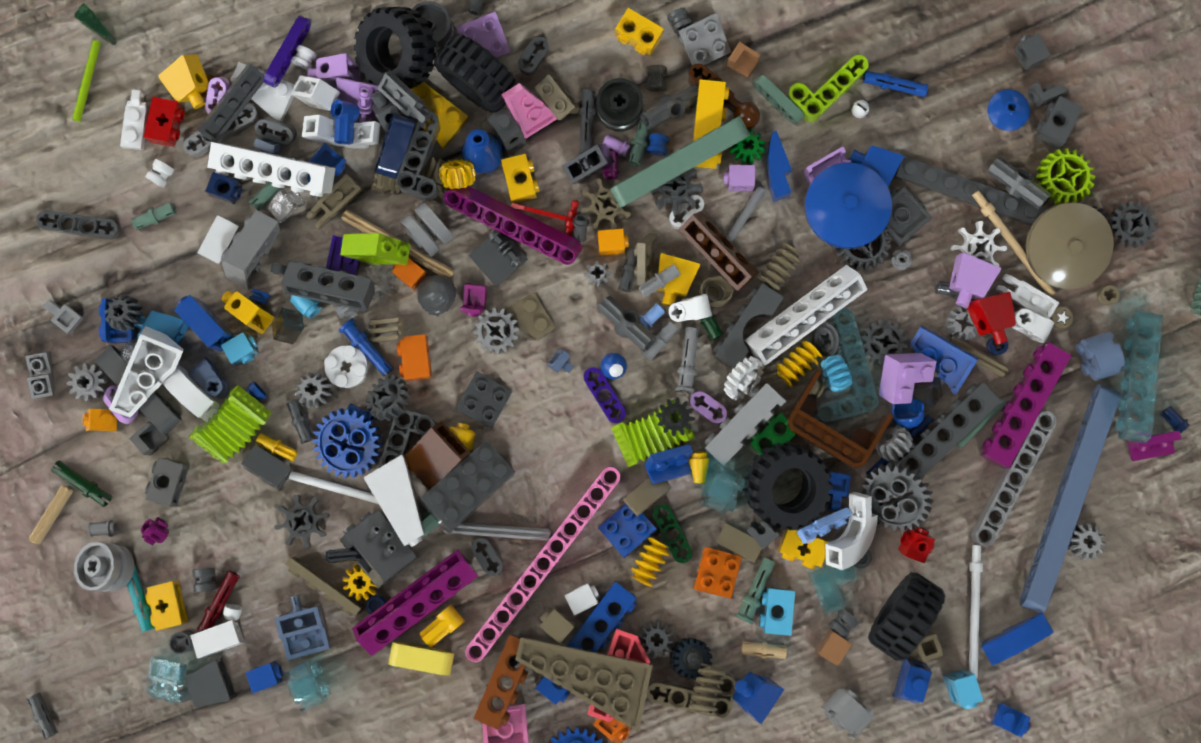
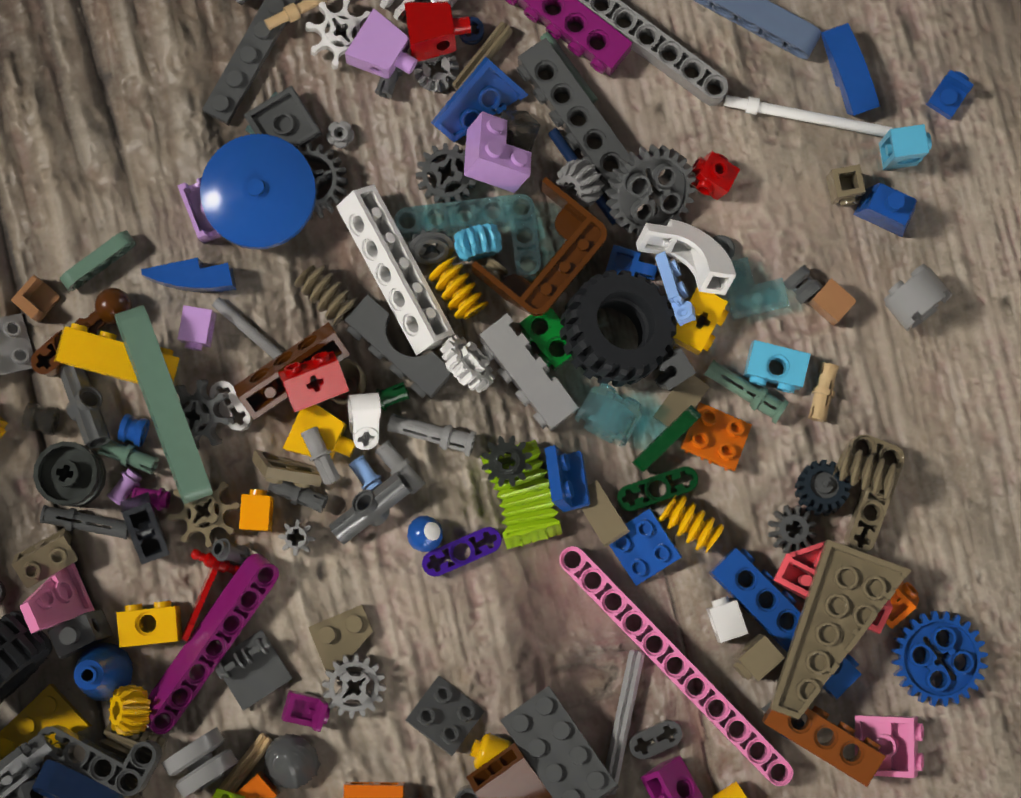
camera: 85 degrees left, 0 degrees up
(559, 361) = (407, 605): sand blue tile -> none
(699, 466) = (573, 440): yellow cone -> none
(703, 261) = (328, 383): none -> brick
(710, 535) = (666, 438): none -> dark green beam
(711, 403) = (493, 412): lavender beam -> none
(748, 154) = (165, 307): green gear -> none
(757, 695) = (881, 409): blue torso -> none
(832, 87) = (93, 187): lime beam -> none
(857, 111) = (131, 158): white hinge -> none
(879, 160) = (203, 142): blue torso -> none
(906, 616) = (806, 202): black tyre -> none
(908, 414) = (546, 158): blue hair -> none
(919, 88) = (89, 134): blue pin -> none

